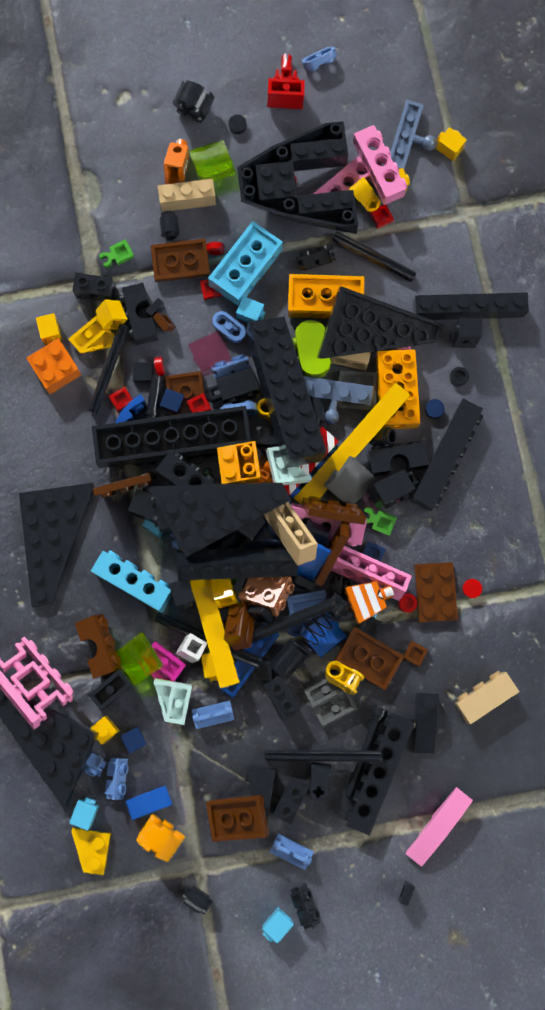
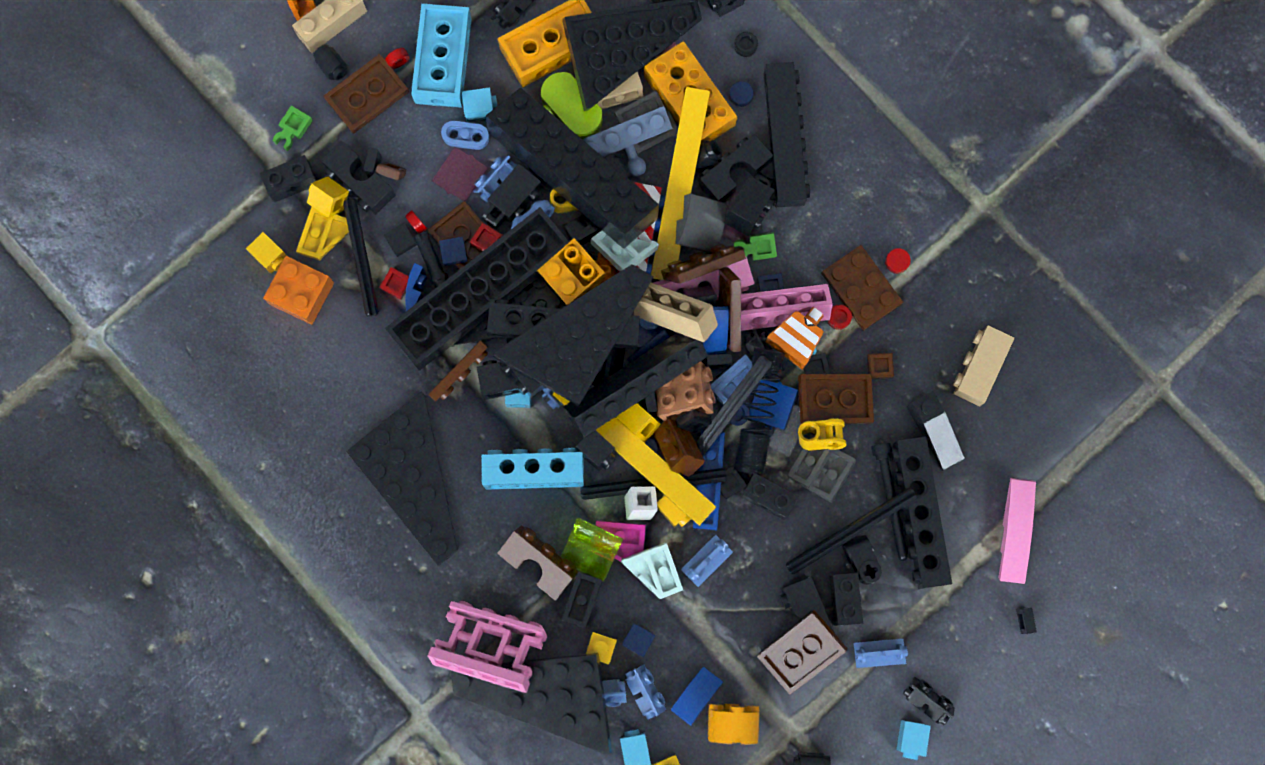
camera: 30 degrees left, 0 degrees up
(207, 291) = (417, 111): red tile -> none

